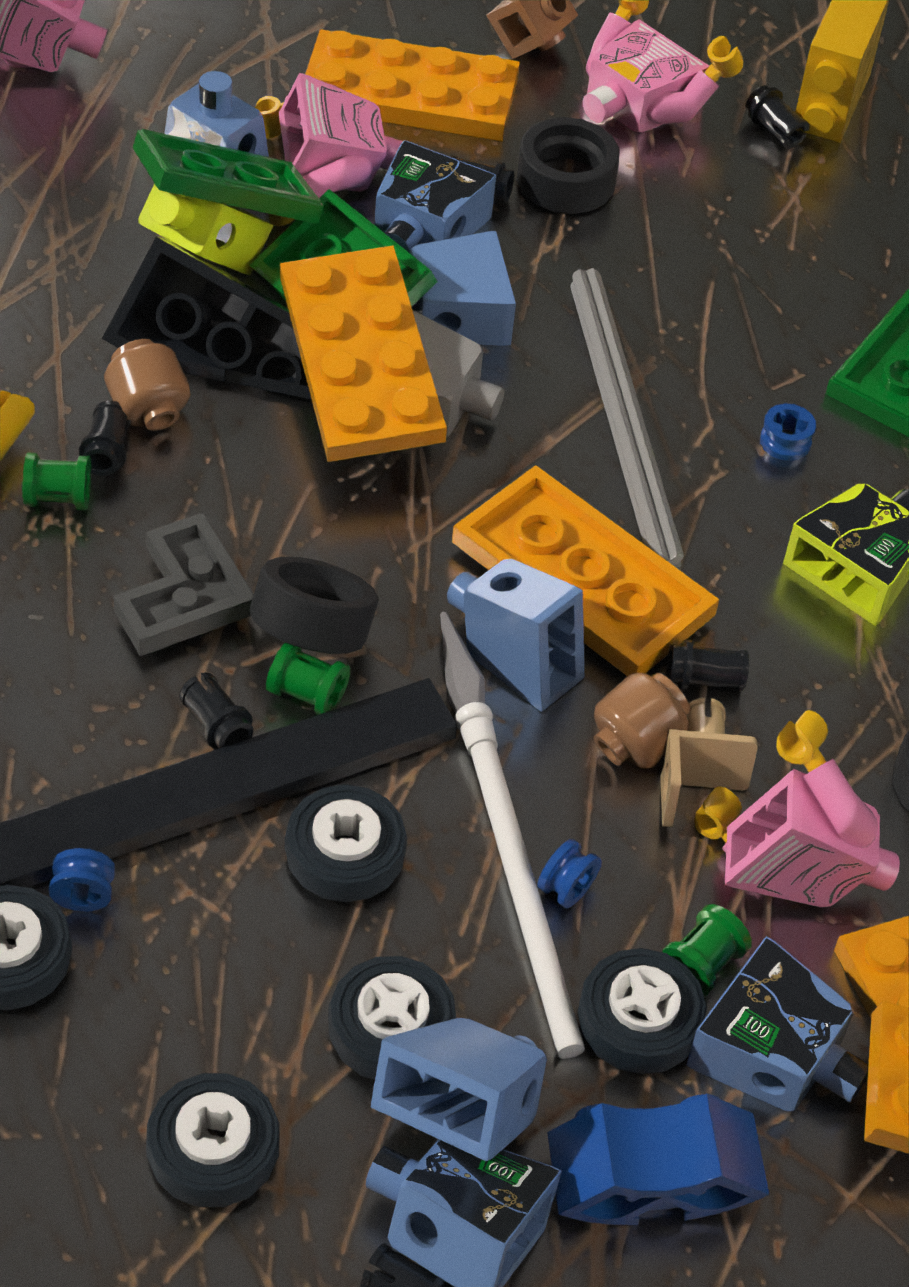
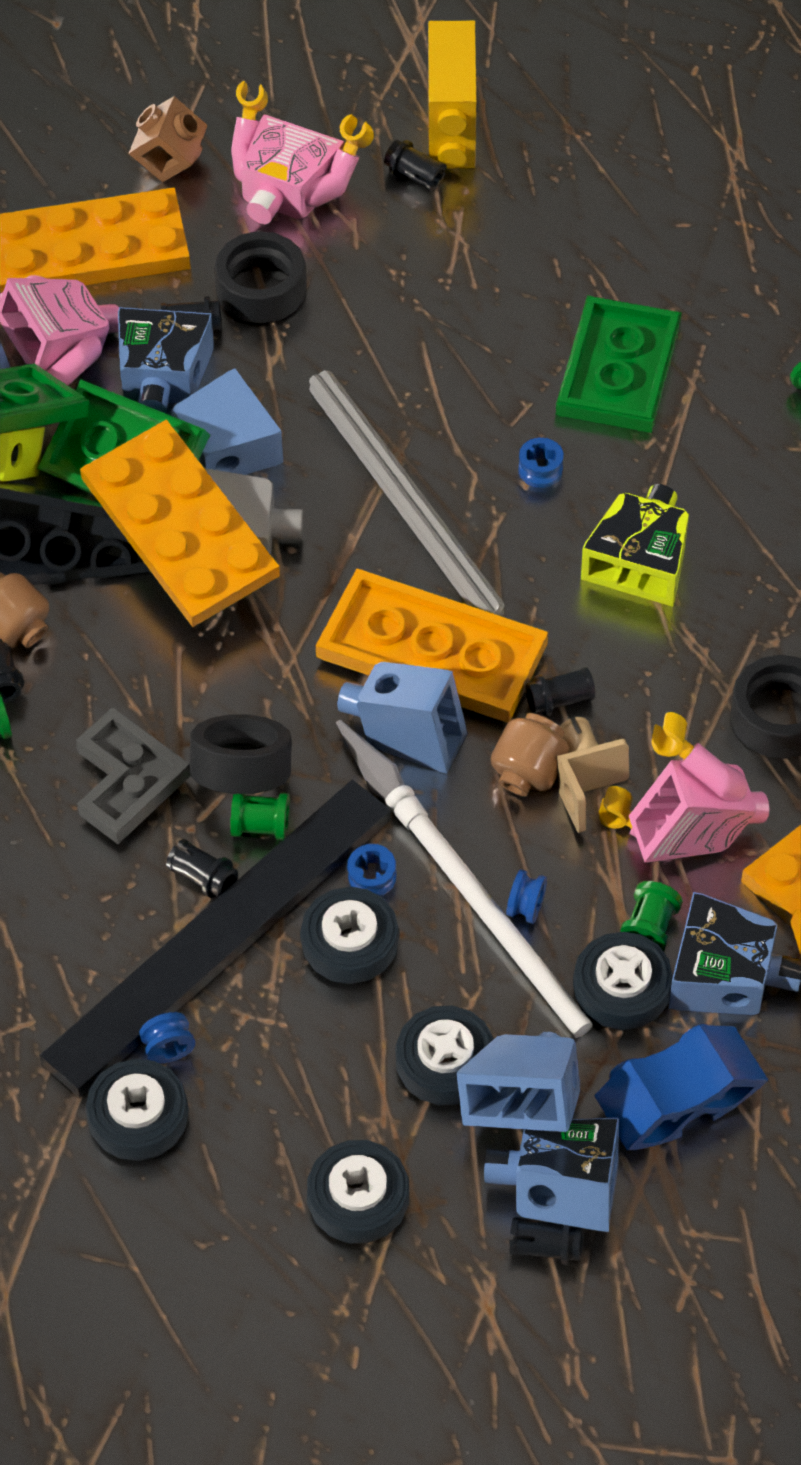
camera: 15 degrees left, 5 degrees up
(407, 764) = (372, 854): none -> blue bush

